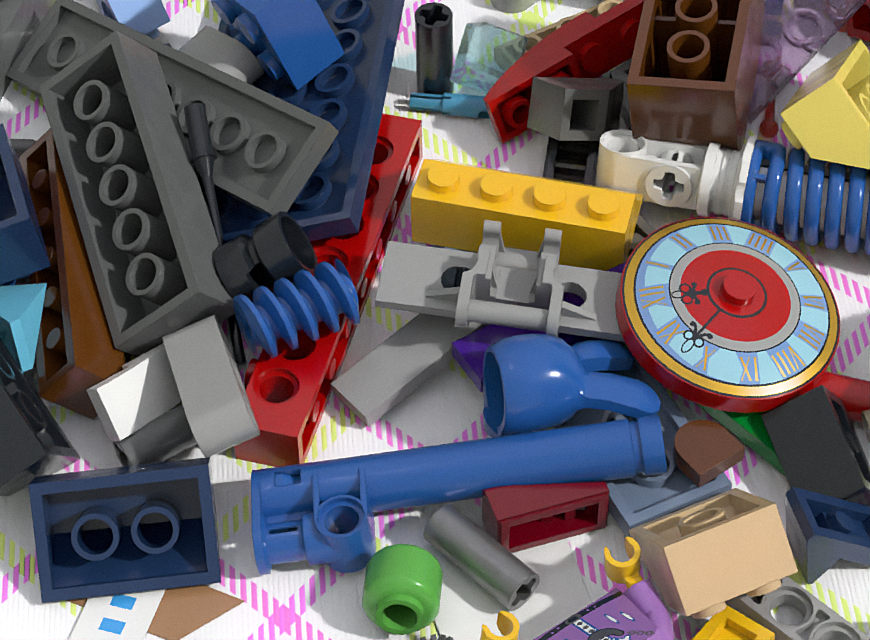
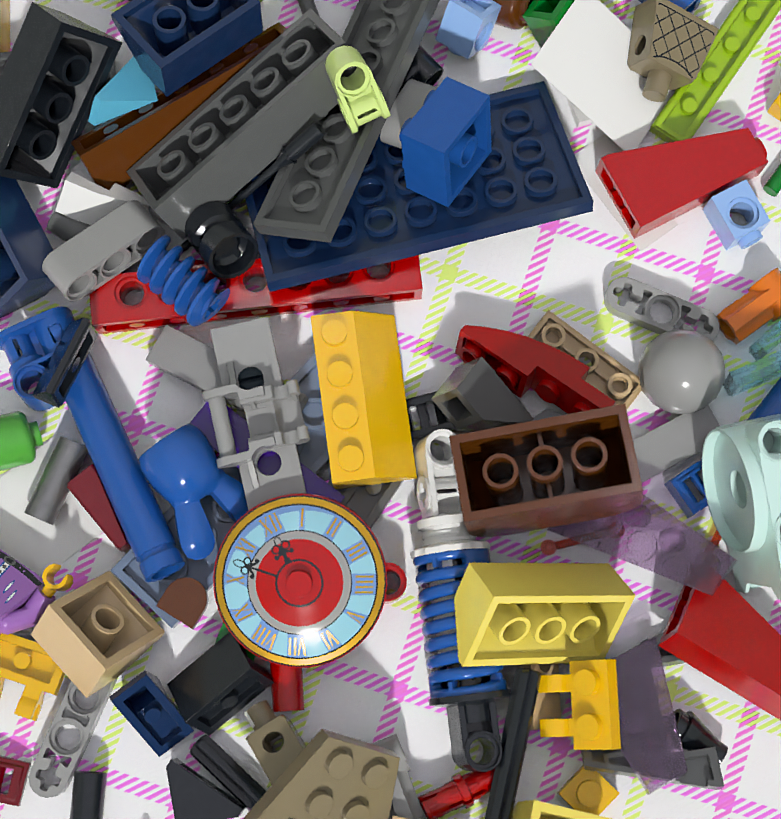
camera: 65 degrees right, 30 degrees up
(173, 48) = (358, 93): none -> yellowish green piece
(337, 459) = (66, 362): none -> black slope
(434, 48) = (499, 268): black piece -> none
(450, 104) = (479, 305): dark azure piece -> none
(486, 55) = (518, 310): clear light blue panel -> none

